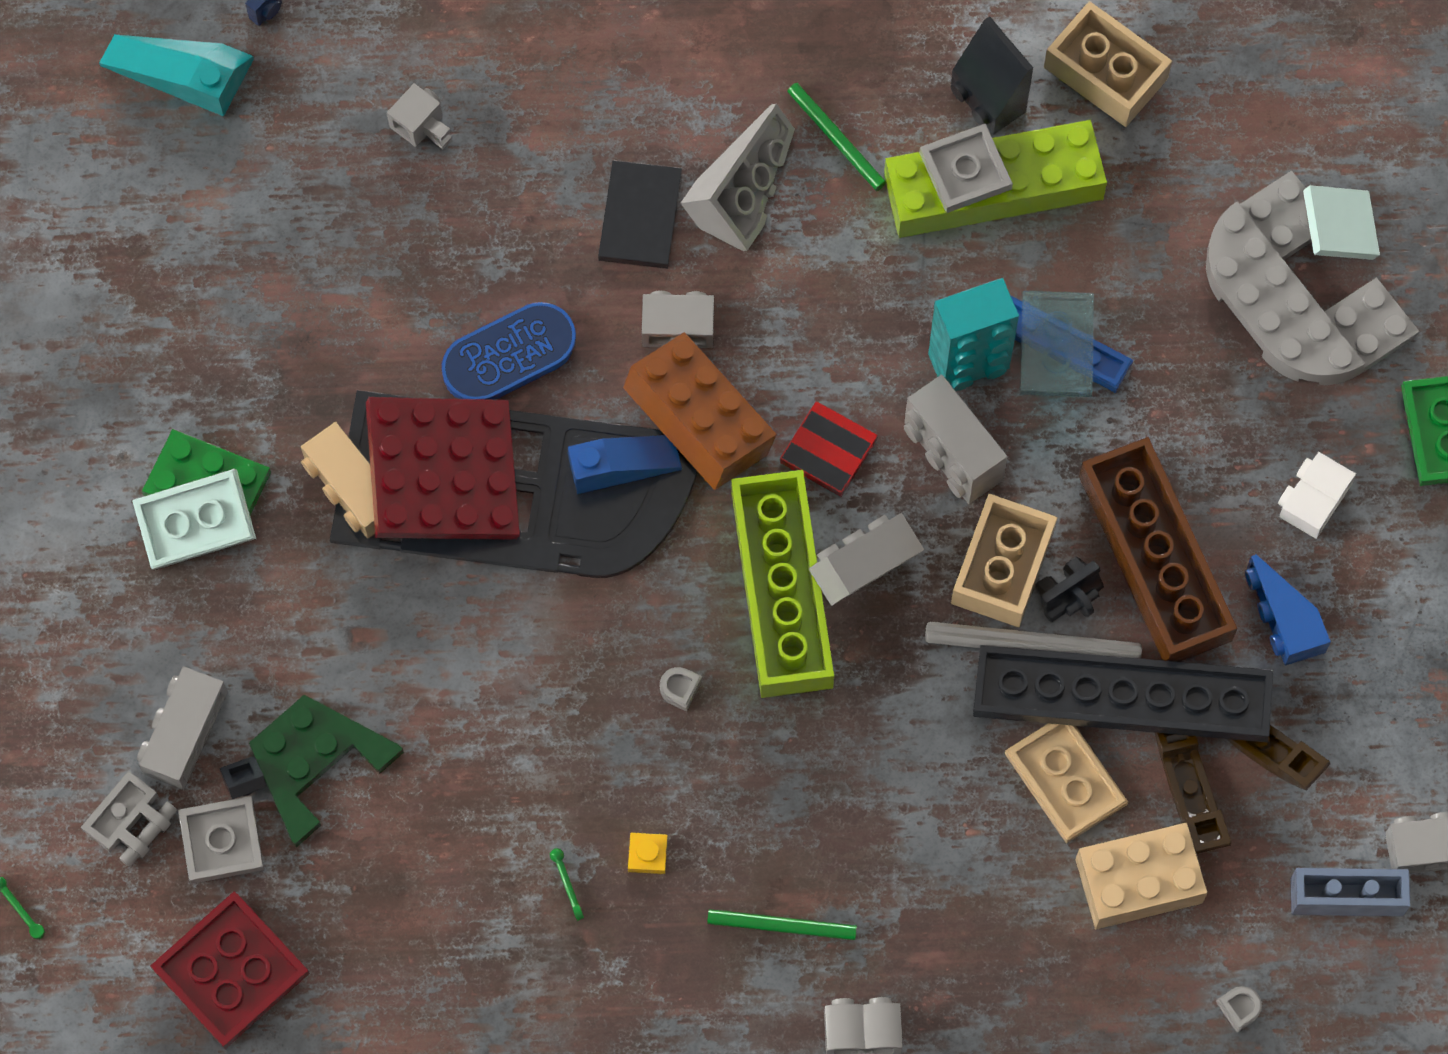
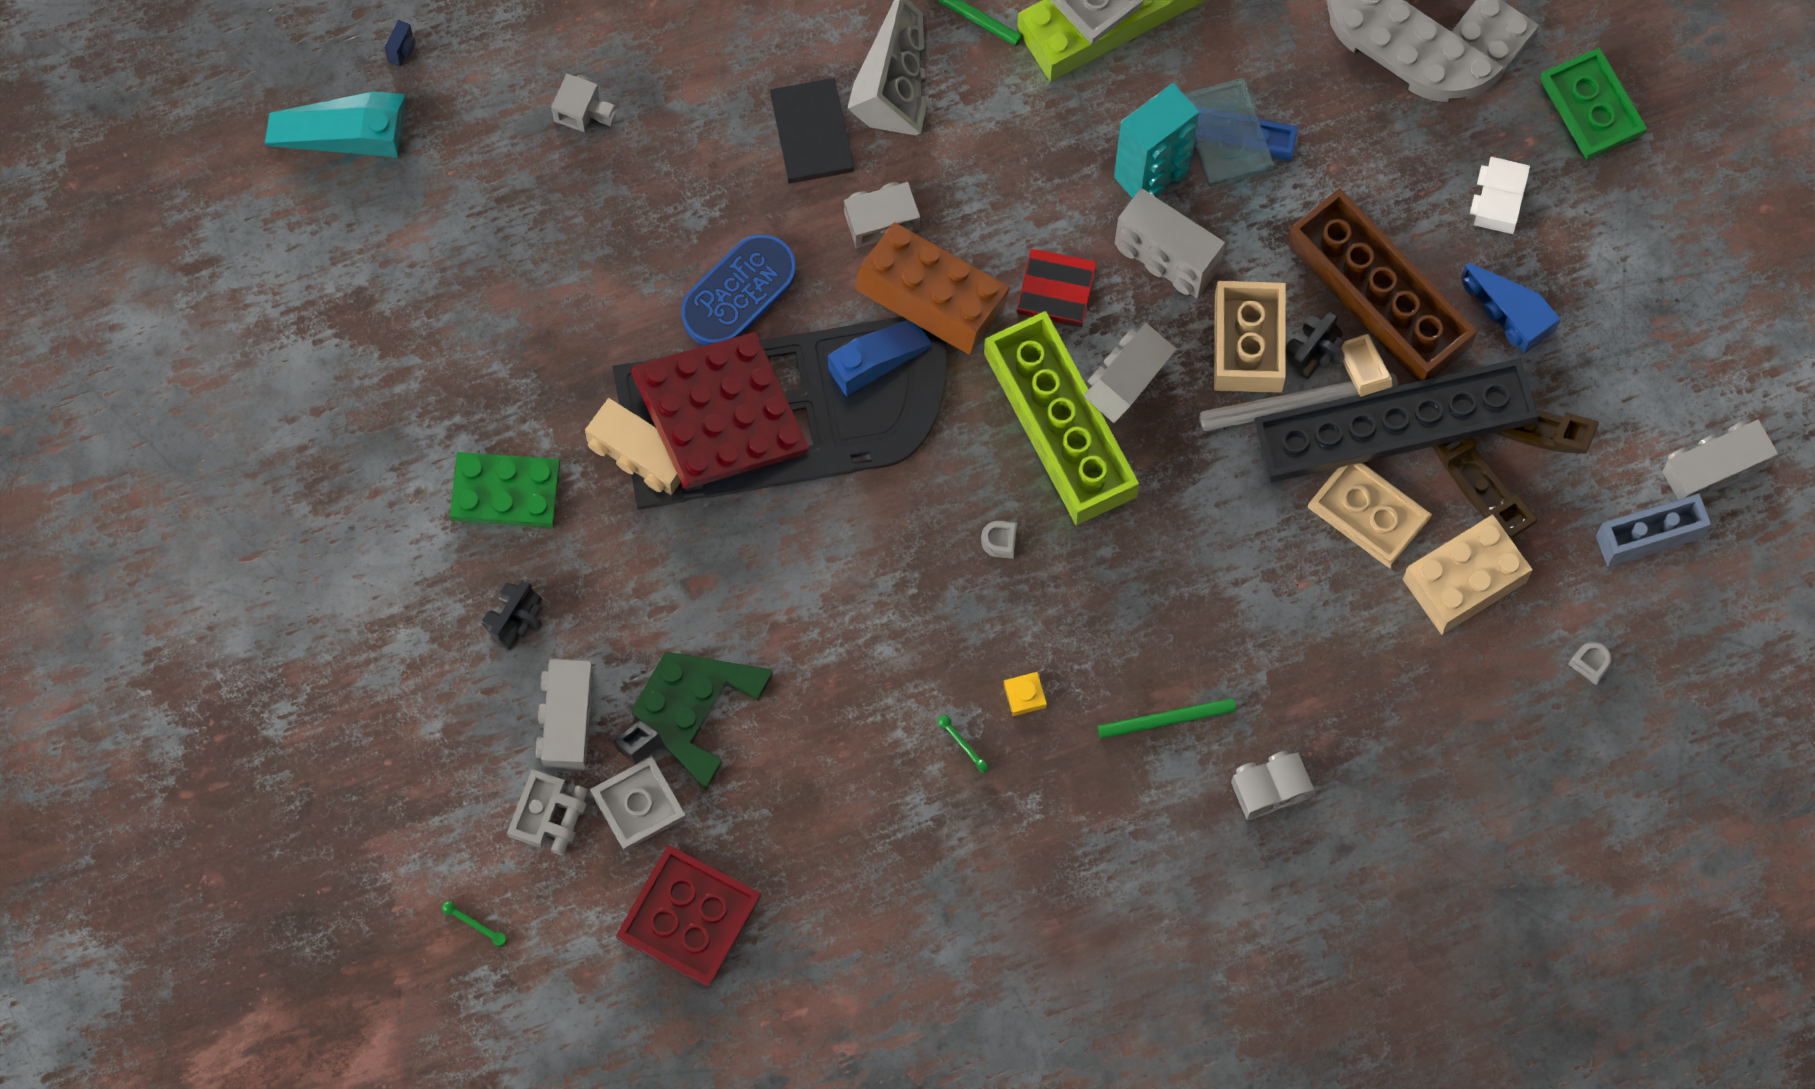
camera: 20 degrees left, 0 degrees up
(169, 611) = (517, 616): none -> black hips
(194, 519) = (508, 526): light aqua tile -> none
(1112, 626) = (1365, 365): none -> tan tile

